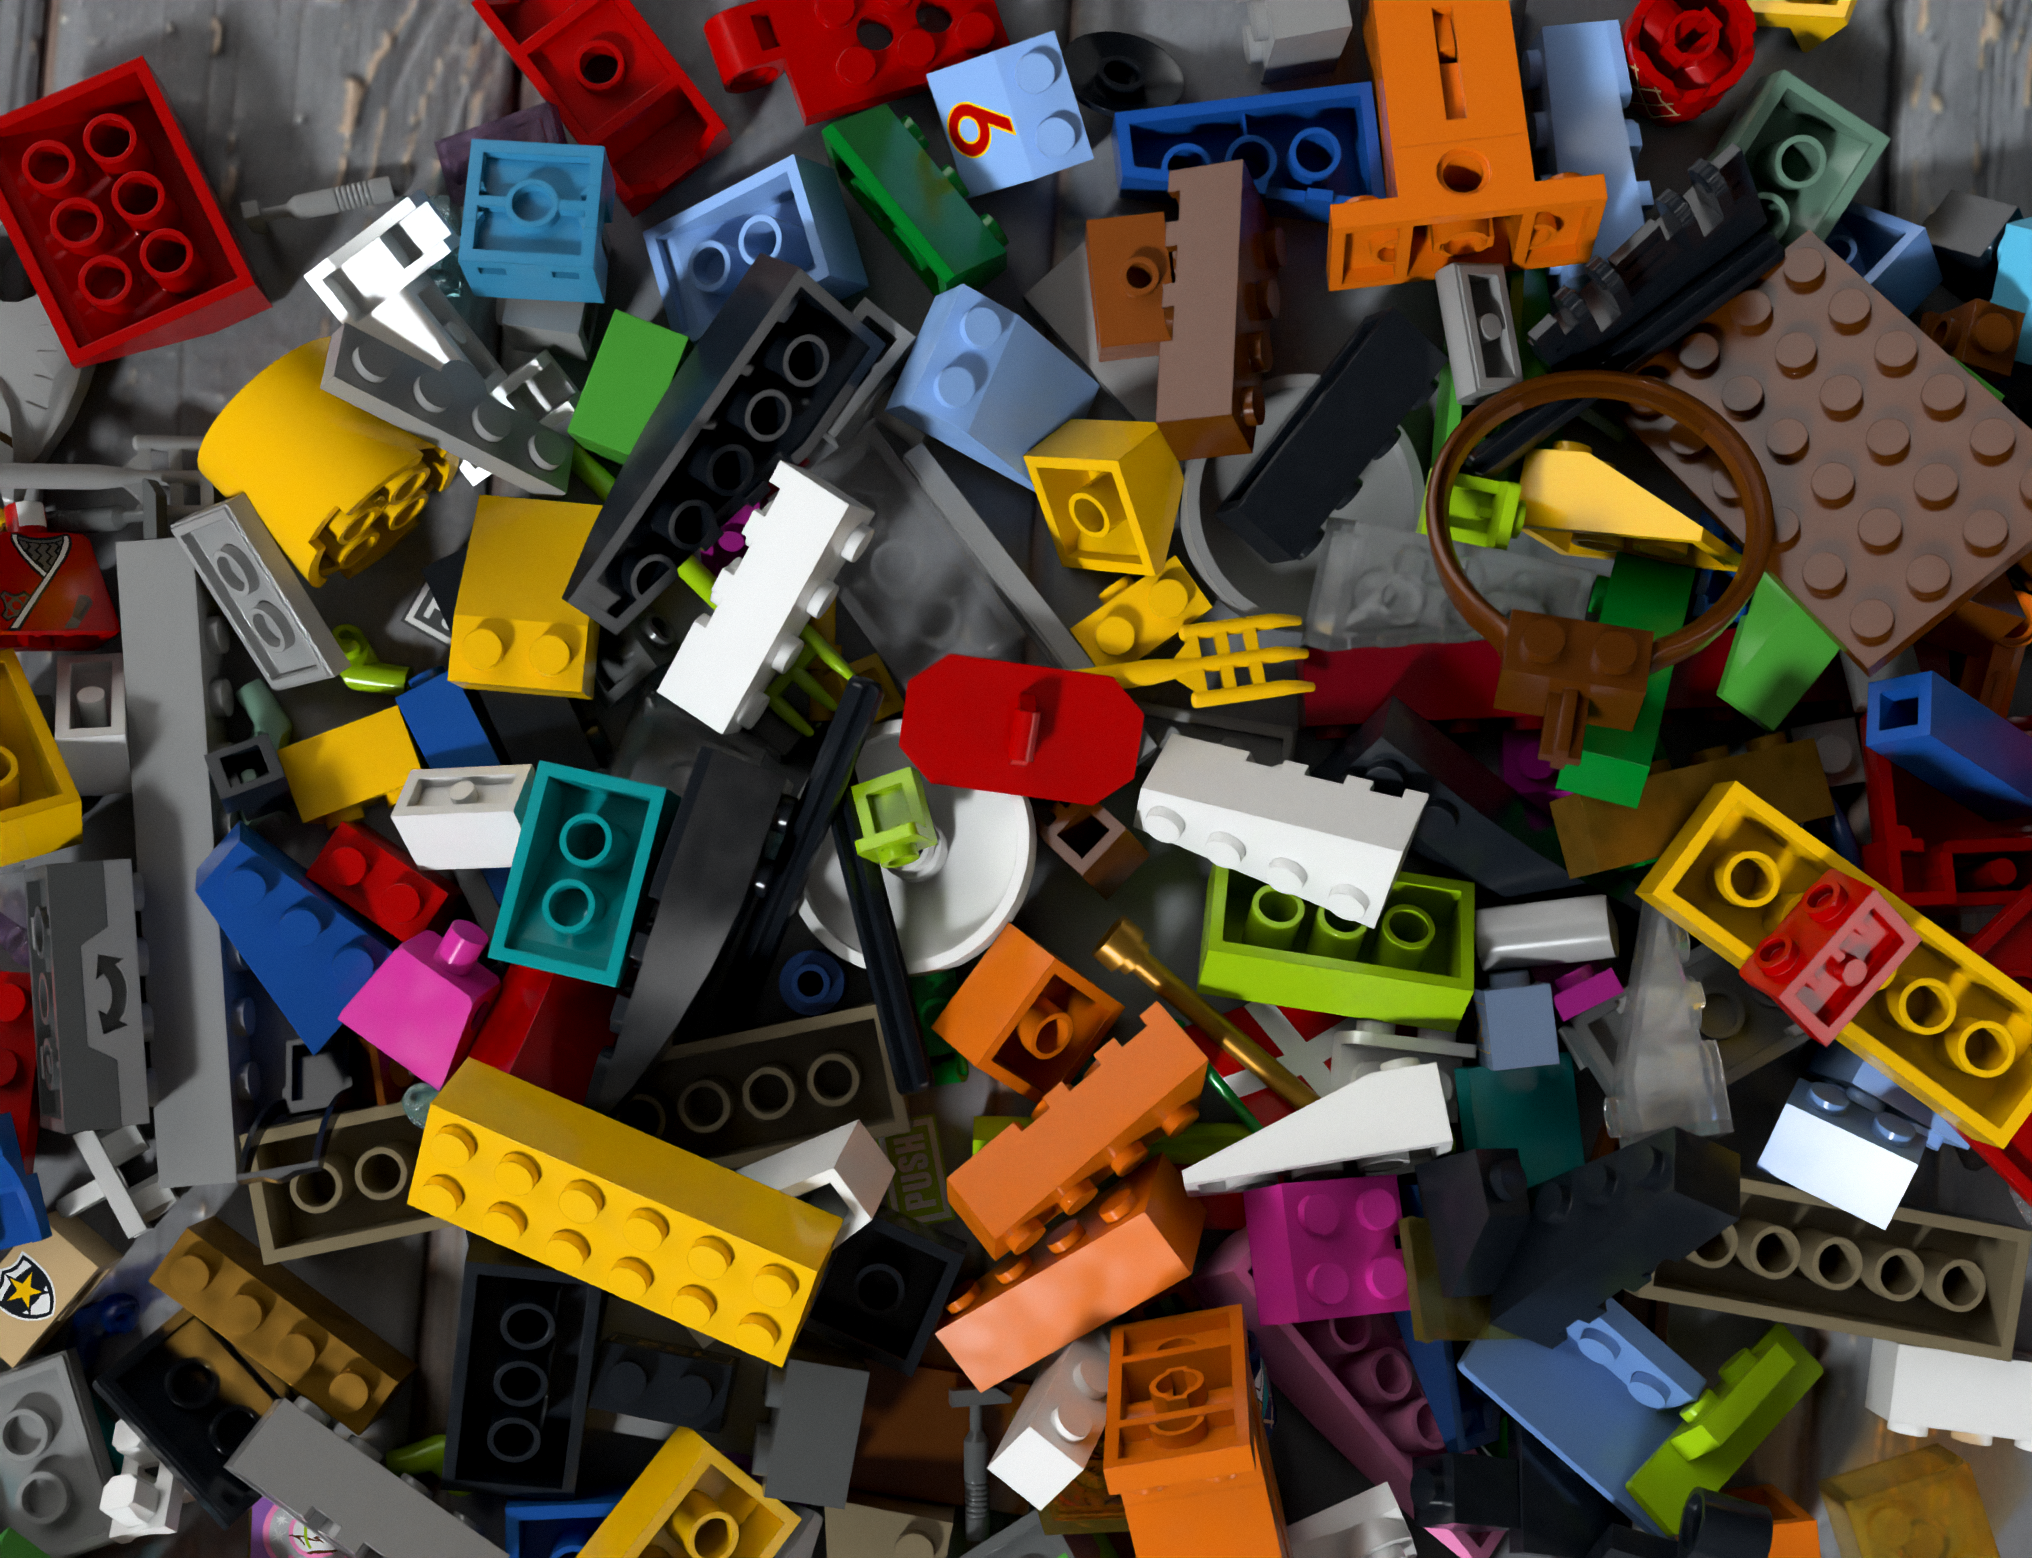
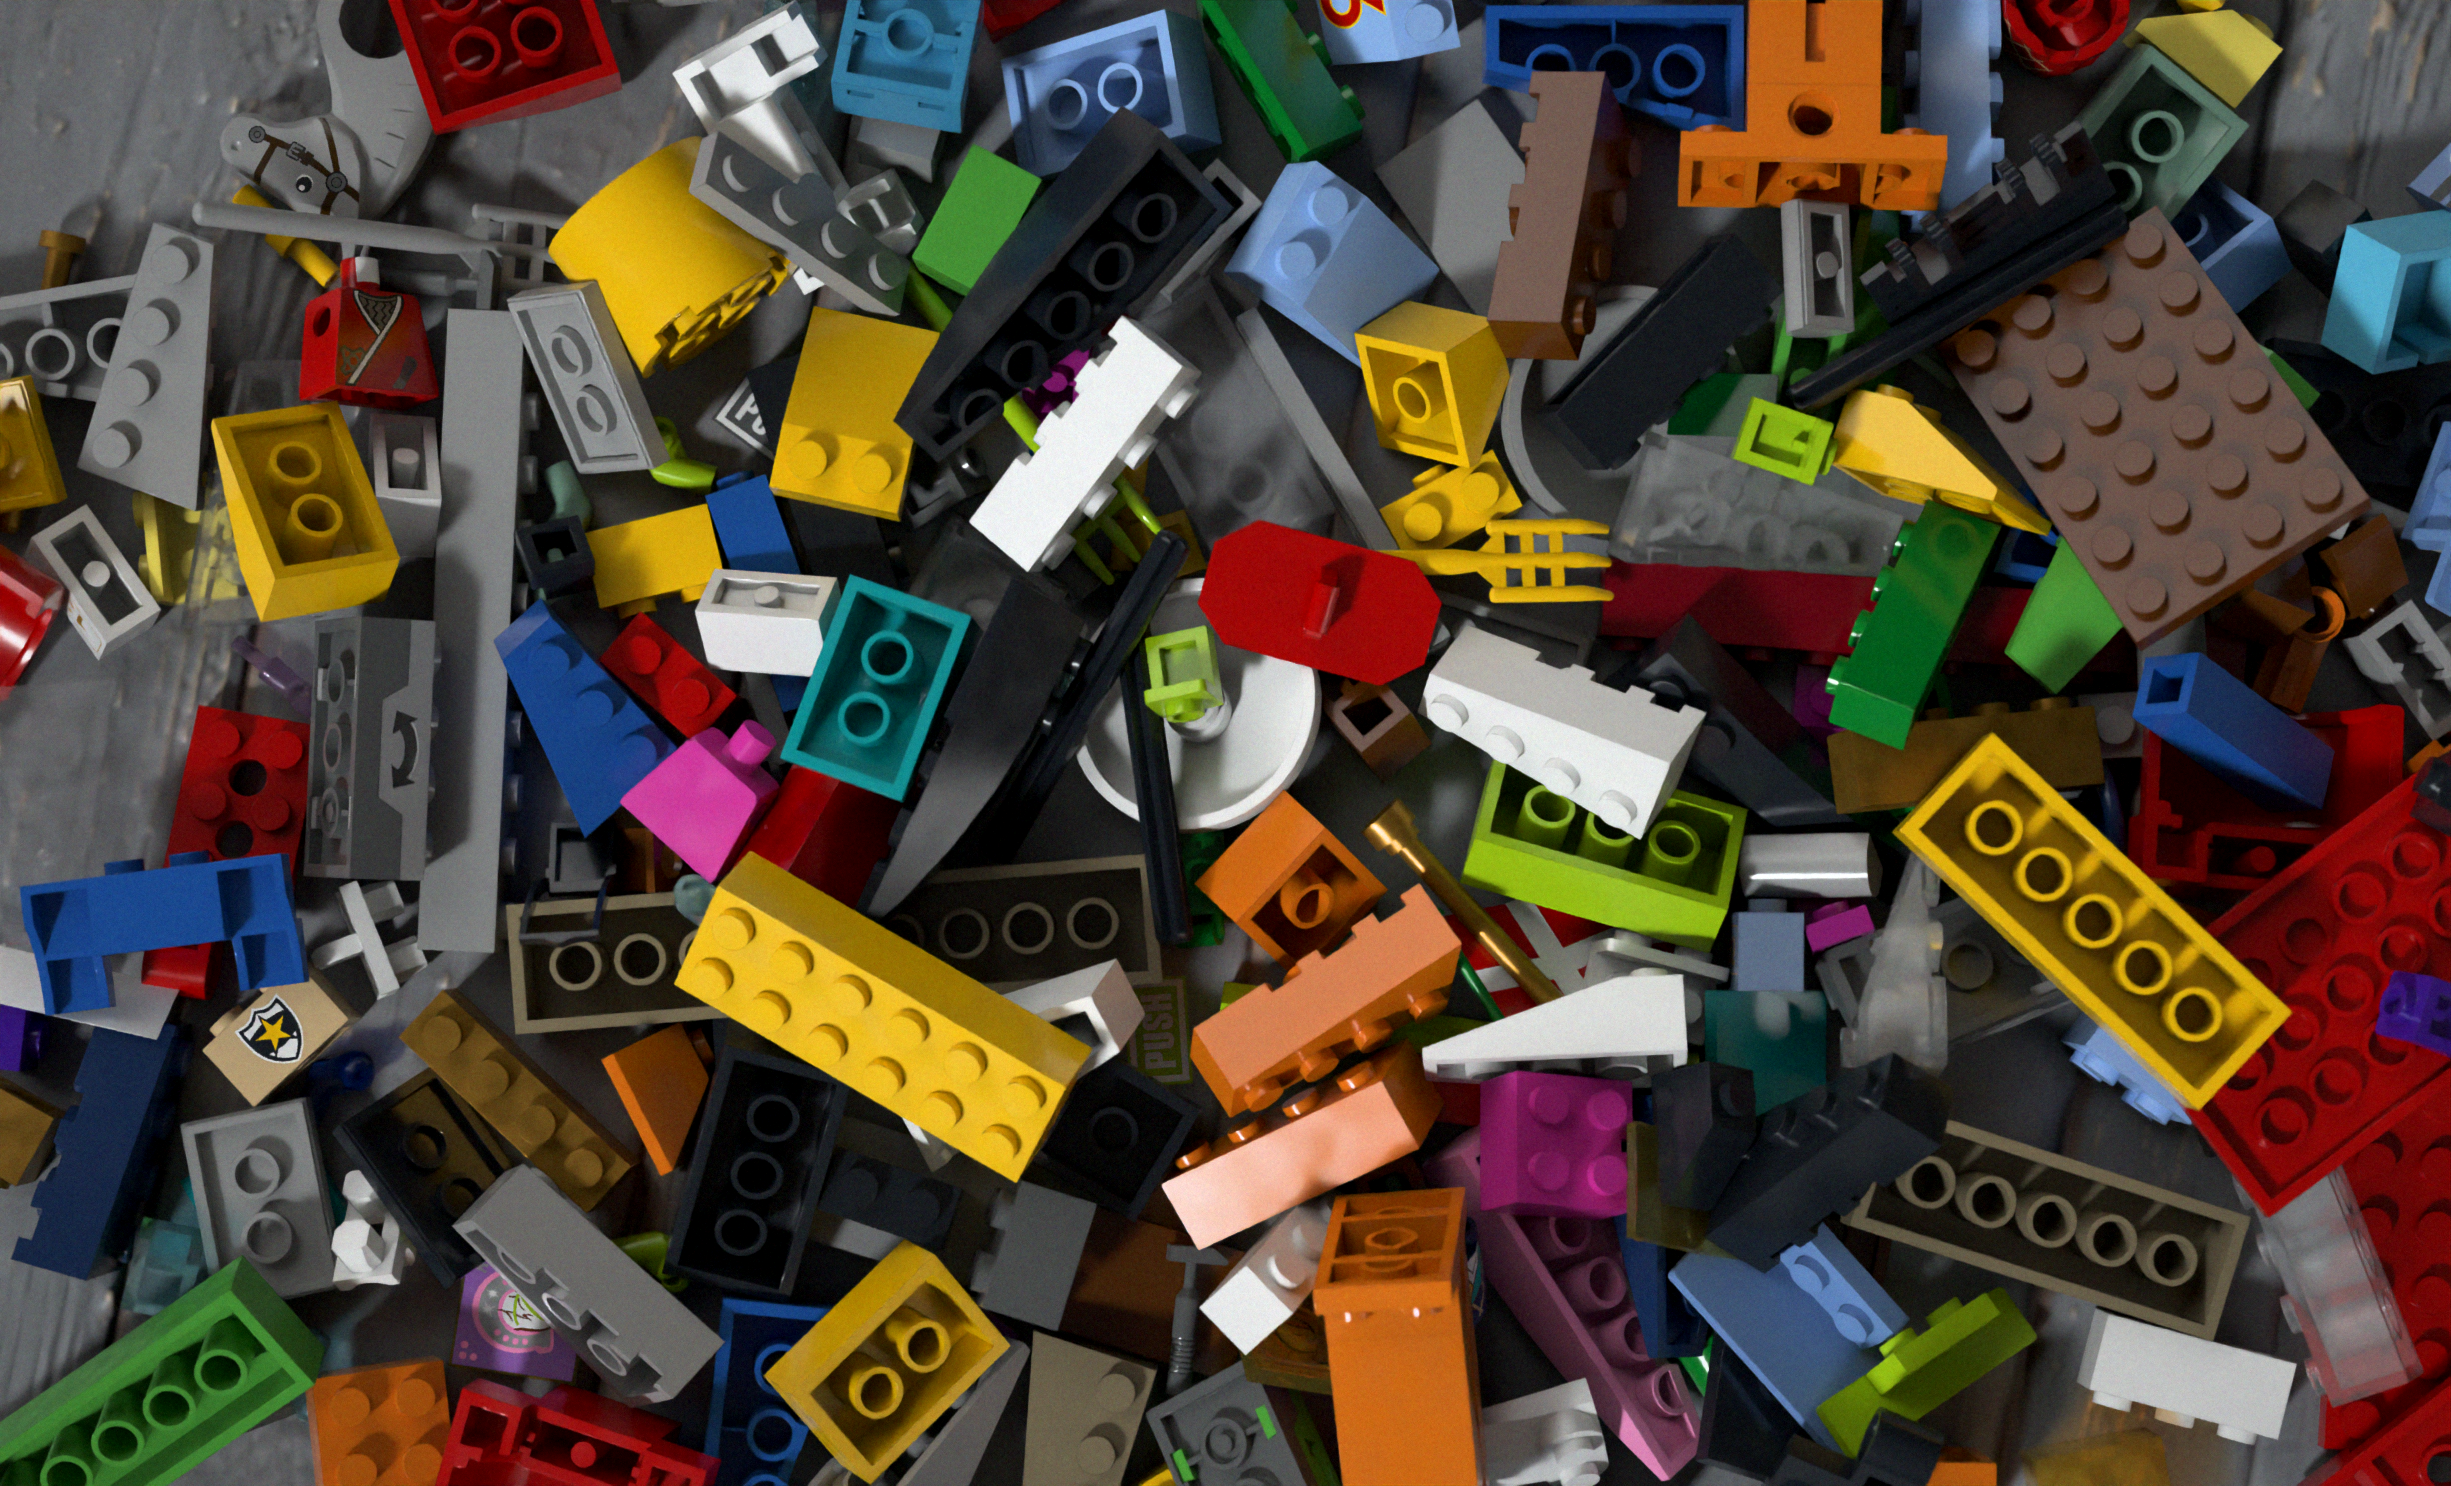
camera: 15 degrees right, 0 degrees up
(417, 1303) = (665, 1089): none -> orange slope
(834, 978) = (1103, 833): dark blue brick -> none
(1126, 284) = (1477, 175): dark orange brick -> none
(1393, 484) = (1720, 403): none -> dark green sticker
(1465, 1492) = (1660, 1399): black brick -> none
(1576, 667) = (1854, 606): reddish brown brick -> none
(1830, 954) = (2056, 906): red bracket -> none
(1843, 66) = (2213, 48): none -> light yellow slope
(1843, 1152) = (2071, 1112): slope -> none
(1978, 336) = (2302, 334): reddish brown brick -> none

